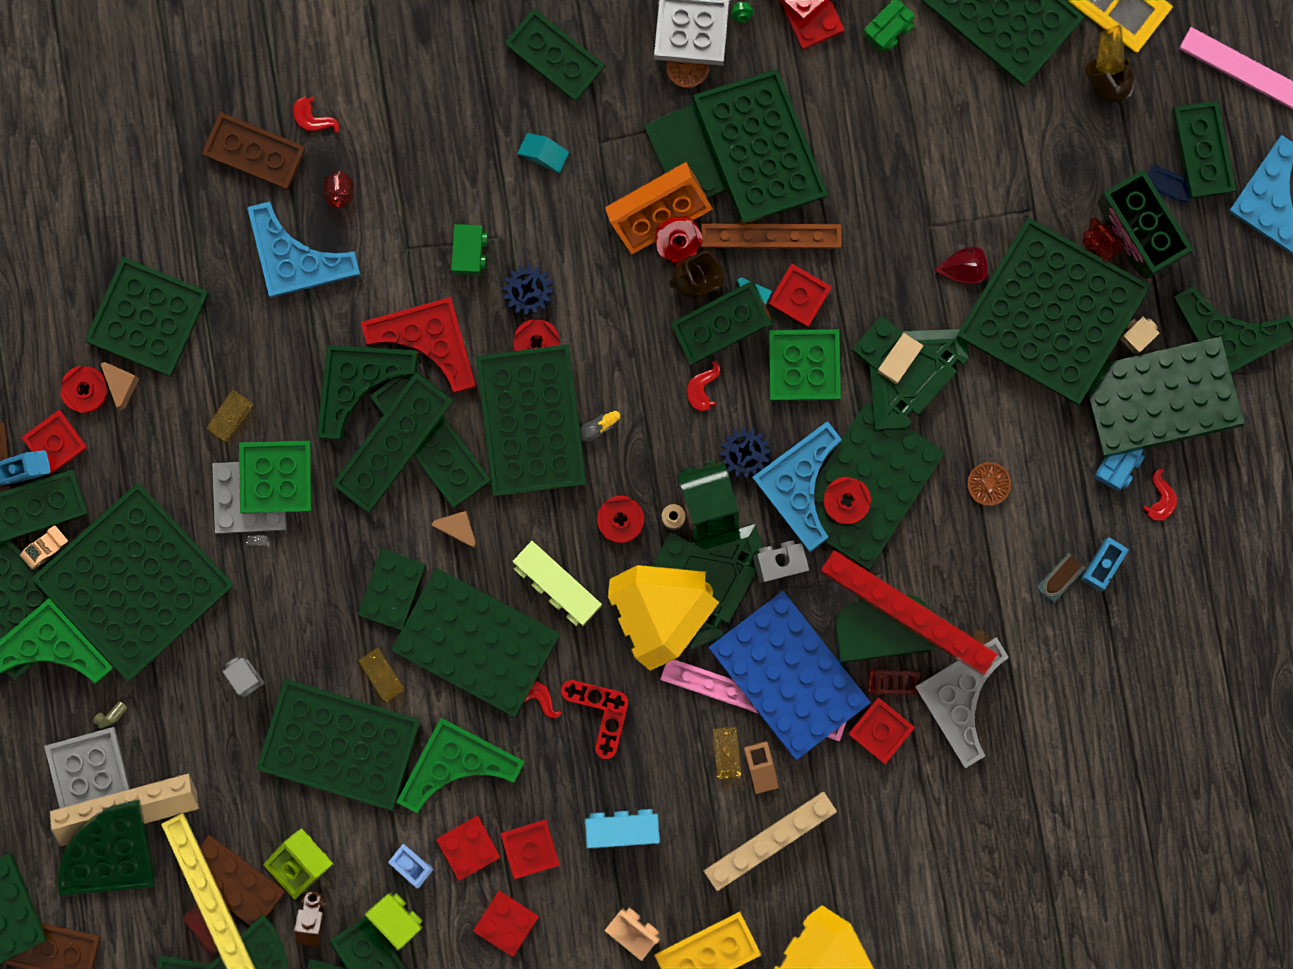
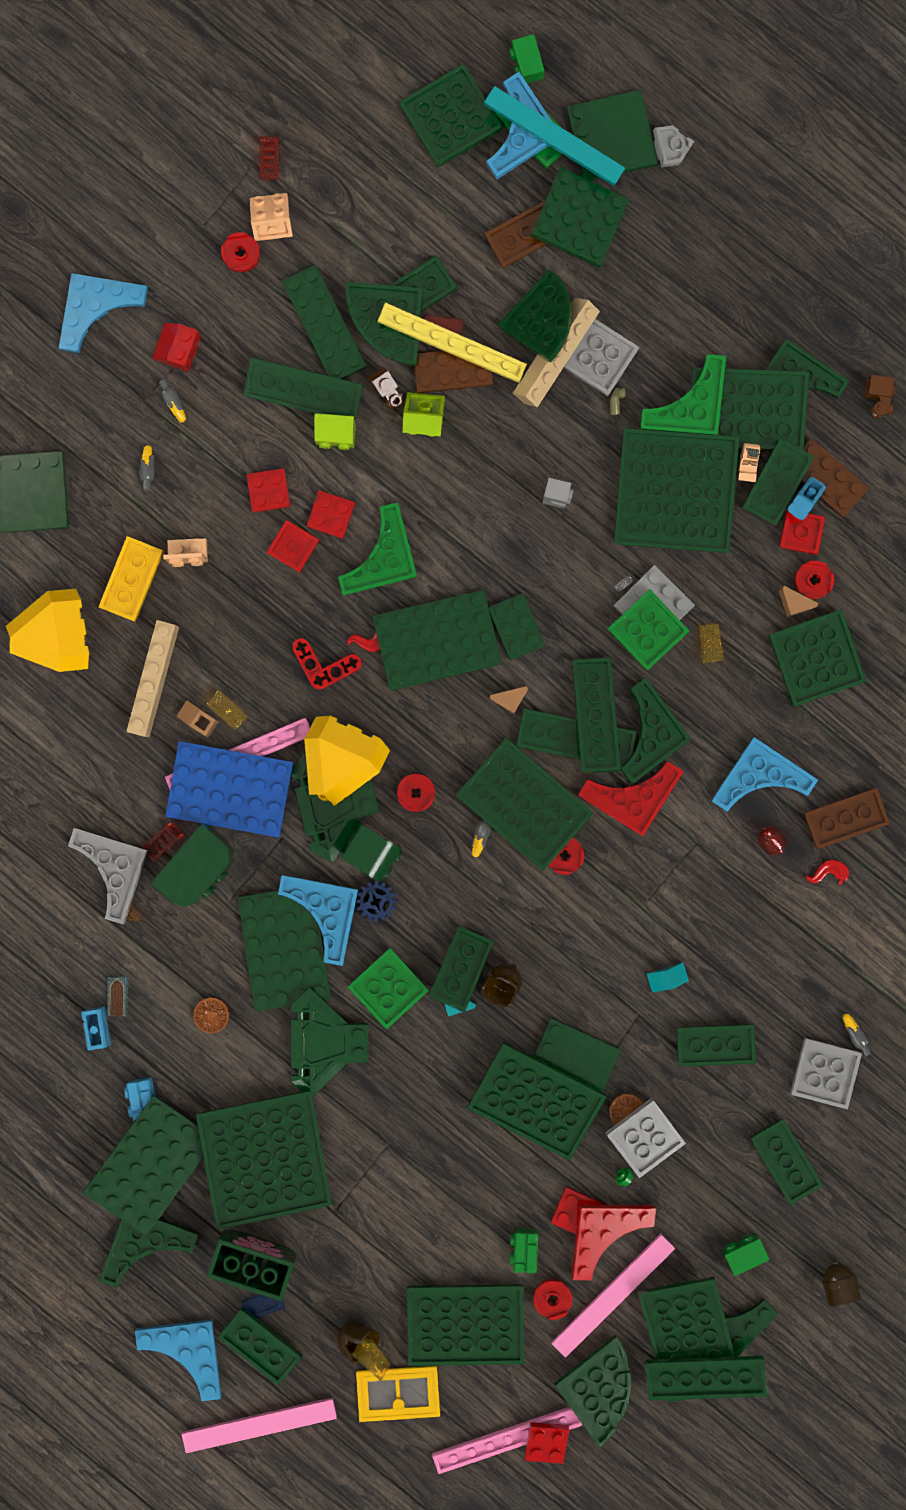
camera: 140 degrees right, 5 degrees up
(338, 744) = (464, 505): dark green plate -> none
(381, 675) = (476, 570): clear yellow slope -> none
(410, 865) = (354, 472): light blue slope -> none
(467, 250) = (658, 875): green brick -> none
(518, 285) = (607, 880): dark blue gear -> none
(557, 583) = (418, 718): yellowish green brick -> none
(622, 829) = (246, 606): medium azure brick -> none
(666, 197) = (564, 1006): orange slope -> none
(673, 524) = (389, 818): tan brick -> none
(678, 227) = (542, 1004): red plate -> none
(695, 389) = (442, 914): red piece -> none
(771, 236) = (480, 1050): dark orange plate -> none
(794, 561) = (287, 861): light grey brick -> none
(799, 295) = (429, 1029): red plate -> none
(852, 488) = (290, 937): red plate -> none
(881, 730) = (144, 805): red plate -> none
(900, 358) = (332, 1044): tan tile -> none
(908, 613) = (184, 890): red brick -> none
(965, 266) = (344, 1139): dark red piece -> none
(1100, 239) = (274, 1231): clear red hips -> none
(1139, 334) = (198, 1191): tan brick -> none
(1167, 502) = (93, 1102): red piece -> none

